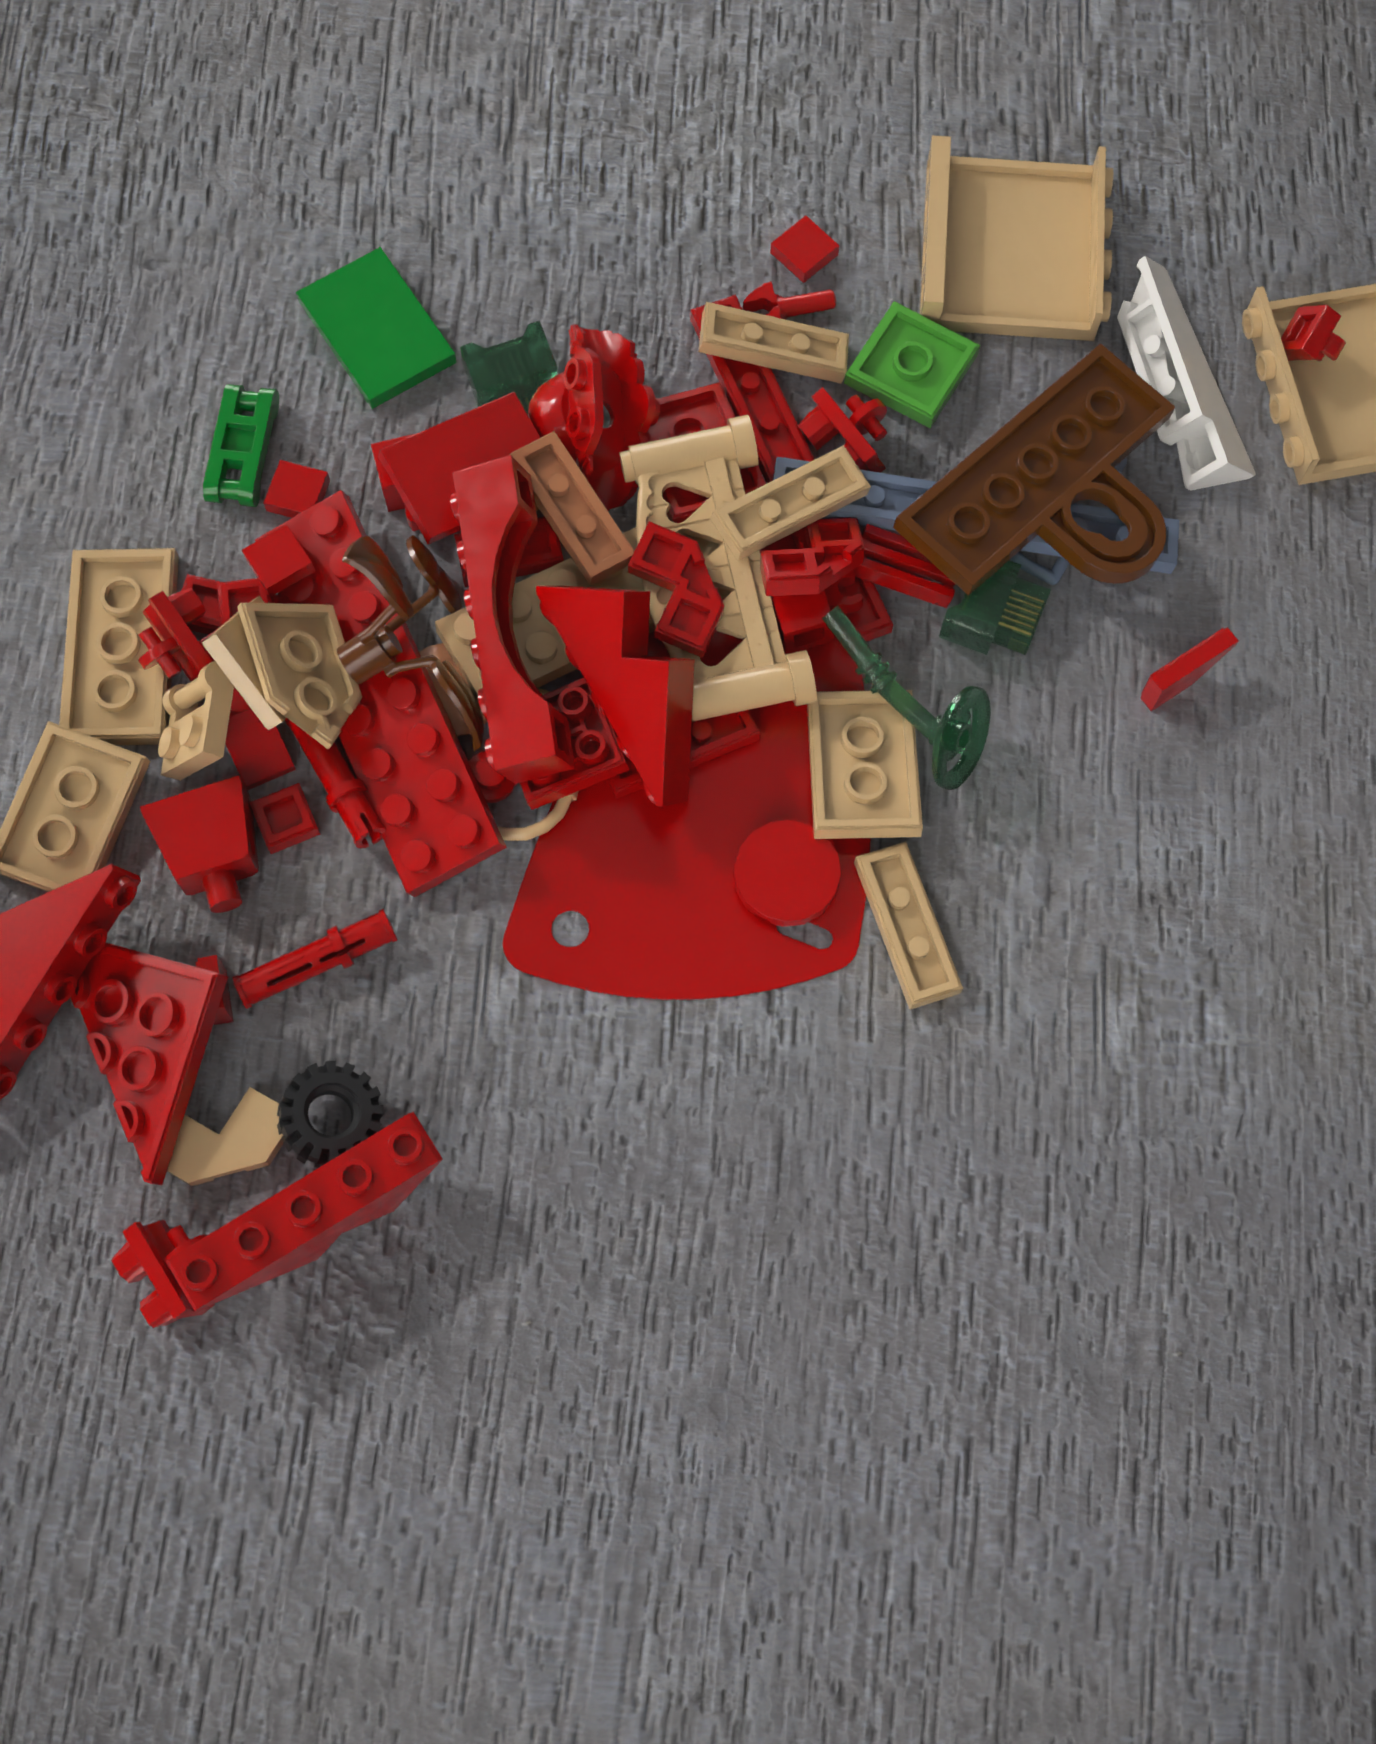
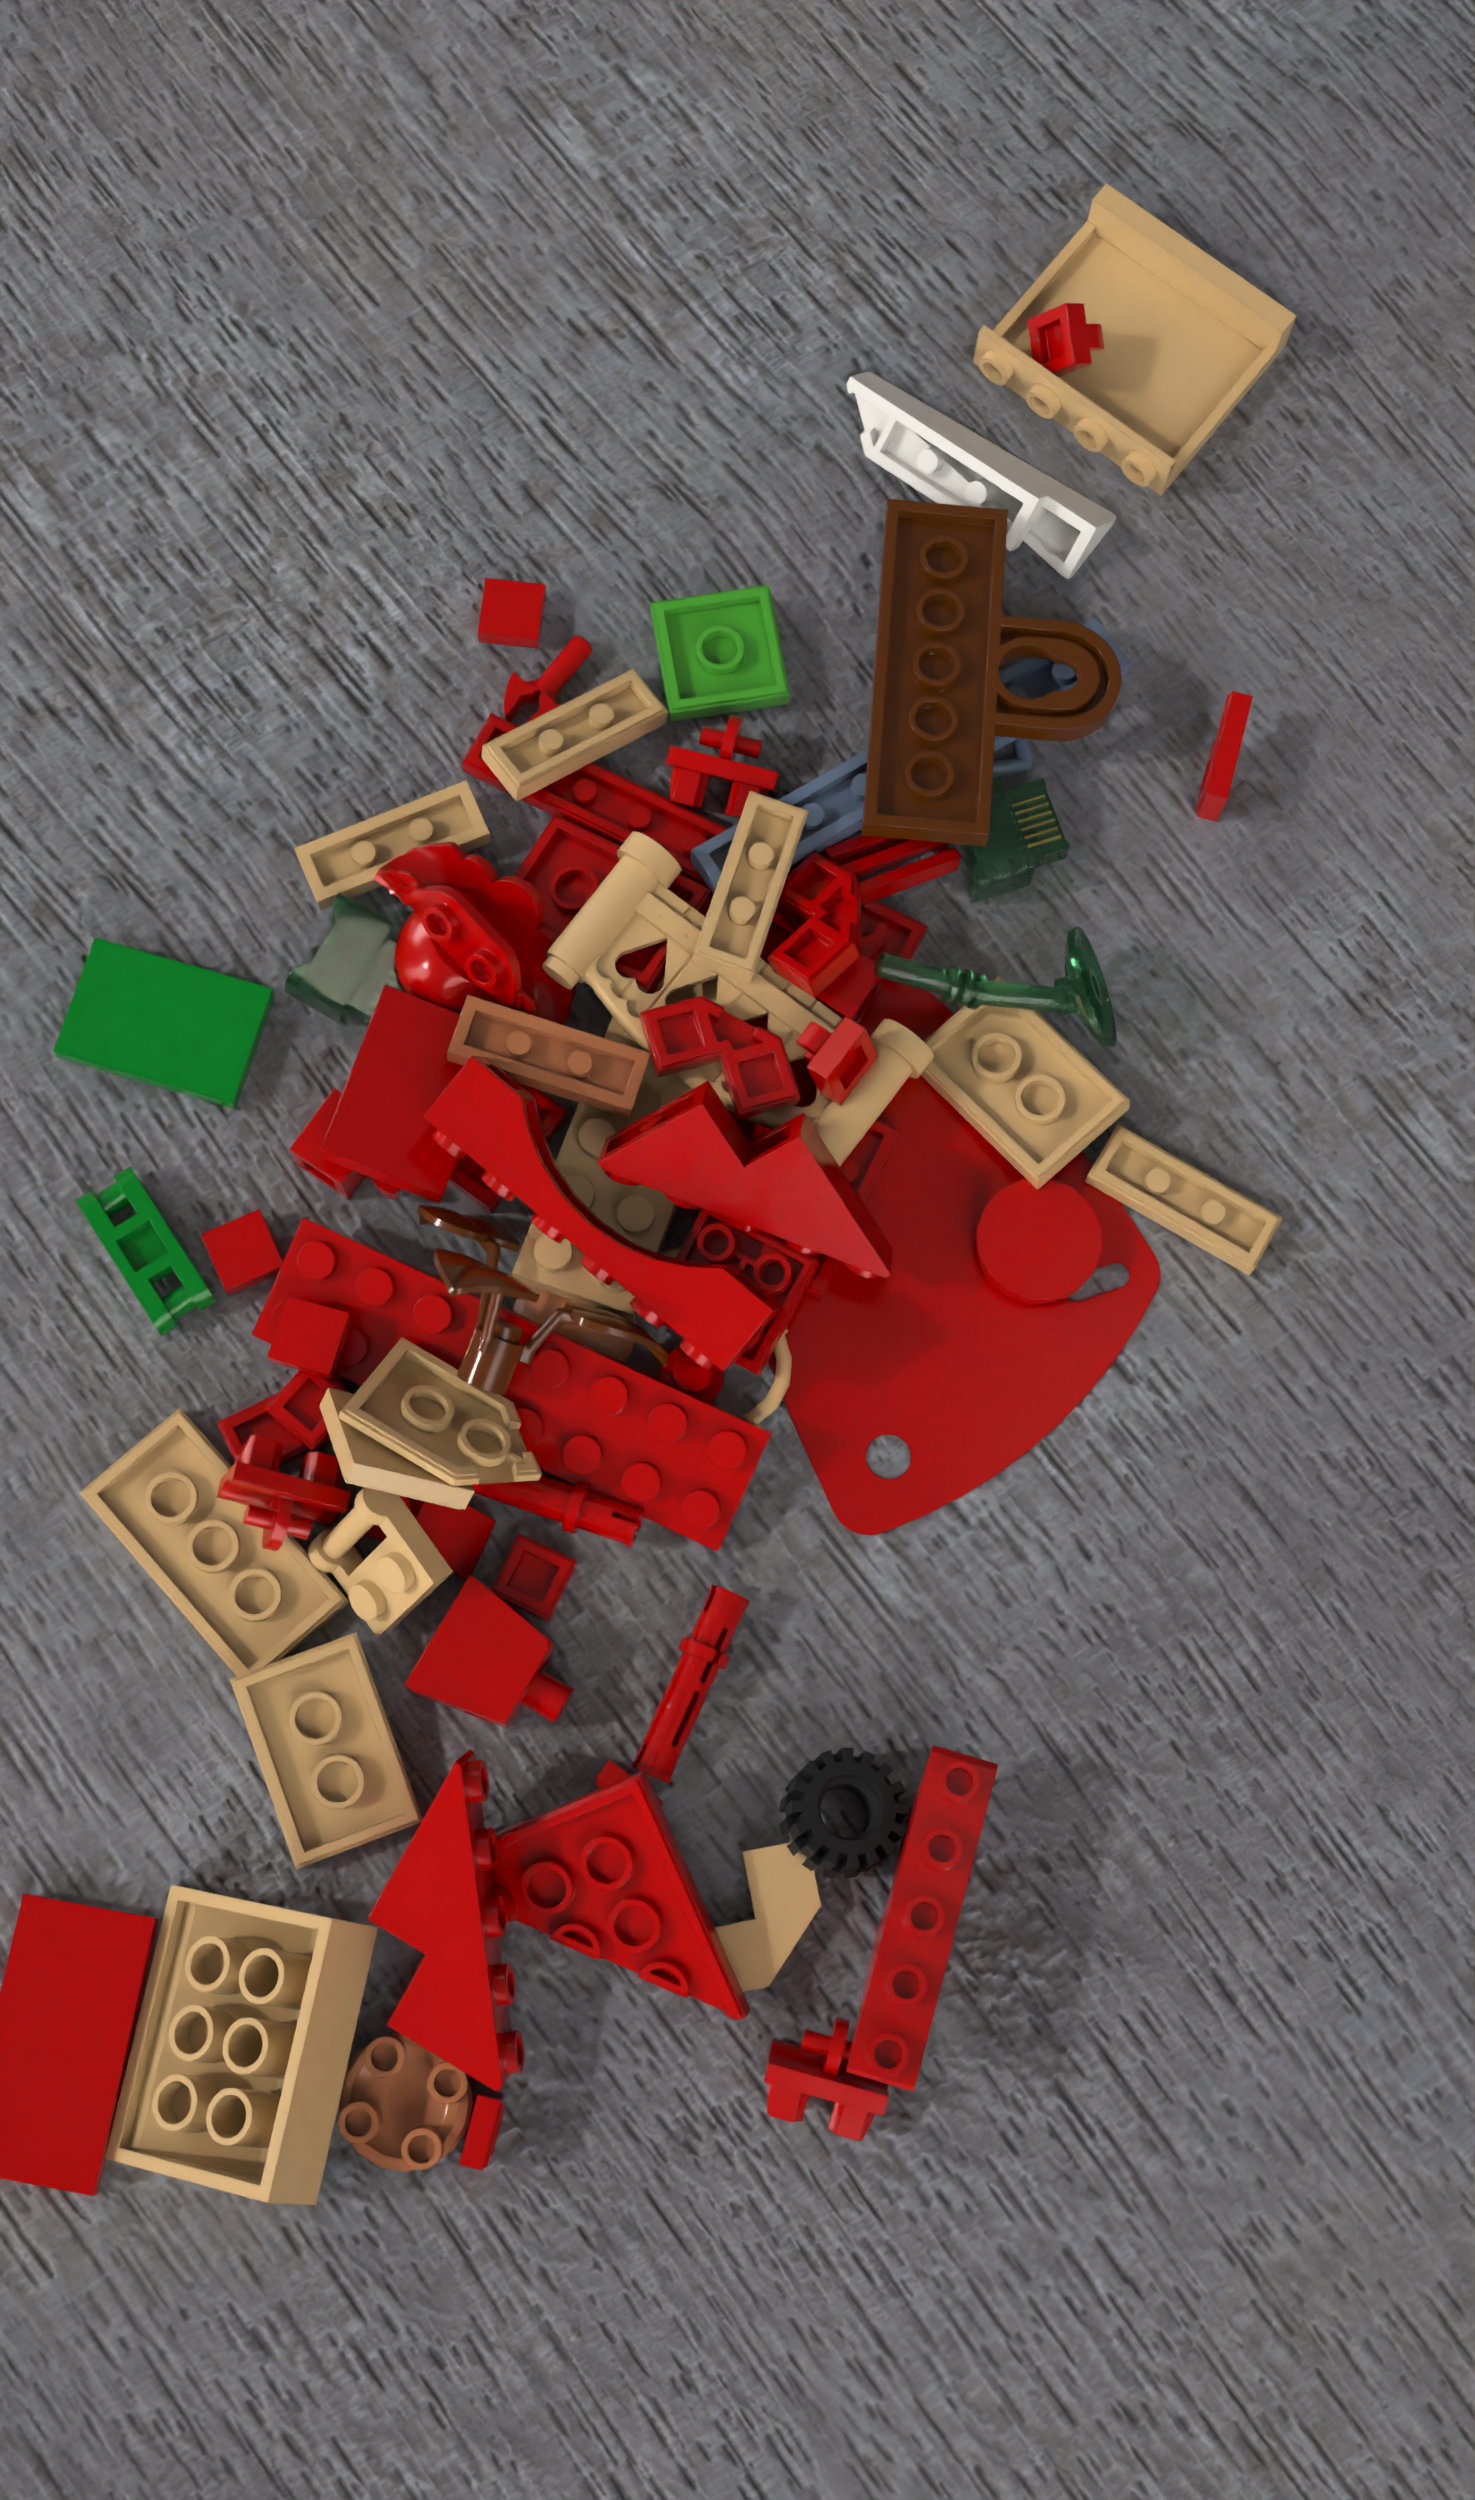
camera: 45 degrees left, 5 degrees up
(652, 332) = (353, 855): none -> tan plate
(747, 644) = (837, 1058): none -> red tile
(1016, 245) = (708, 453): tan panel -> none

